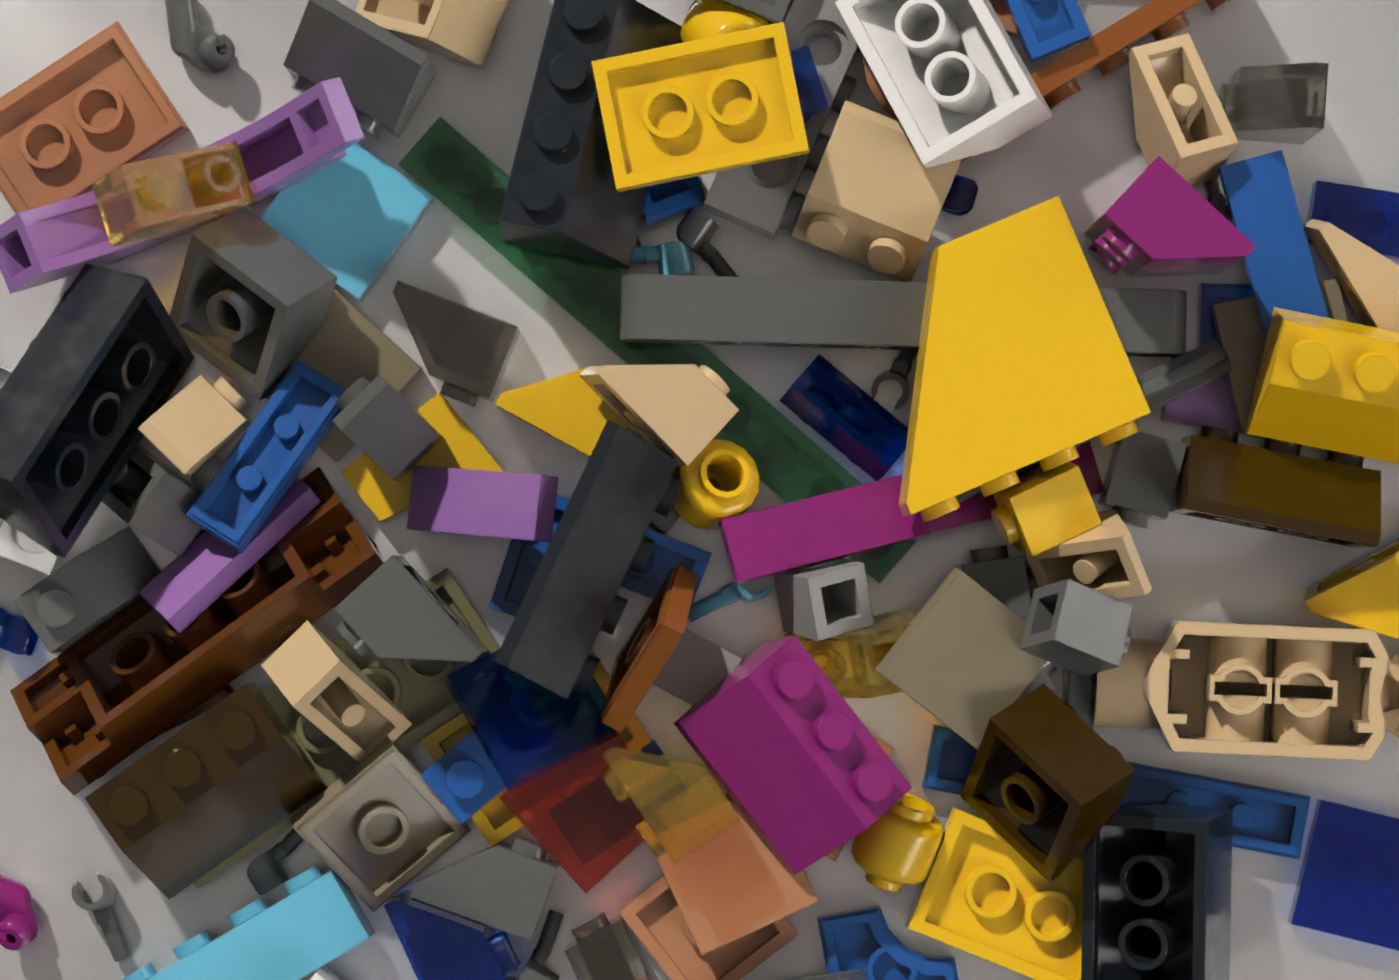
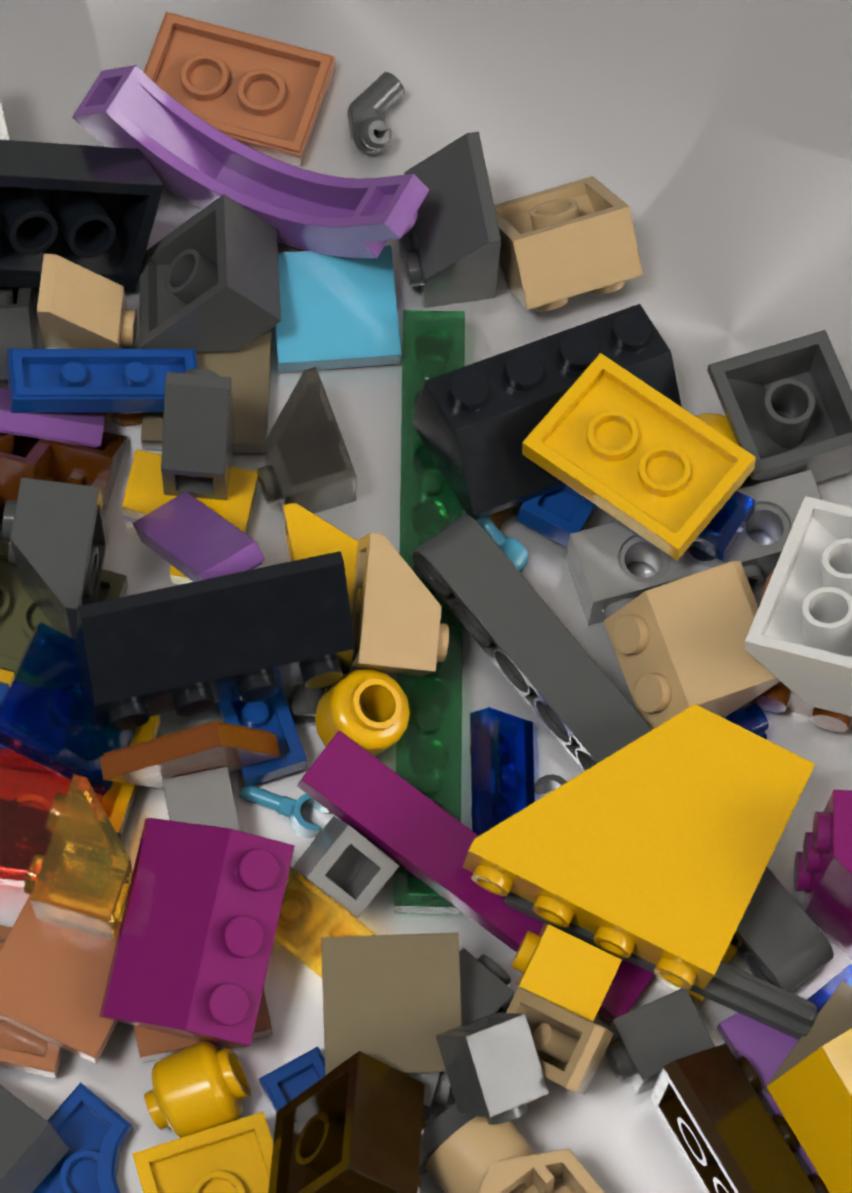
camera: 45 degrees right, 20 degrees down
(172, 192) = (242, 158): clear yellow slope -> none
(696, 231) = (544, 559): dark grey hand -> none

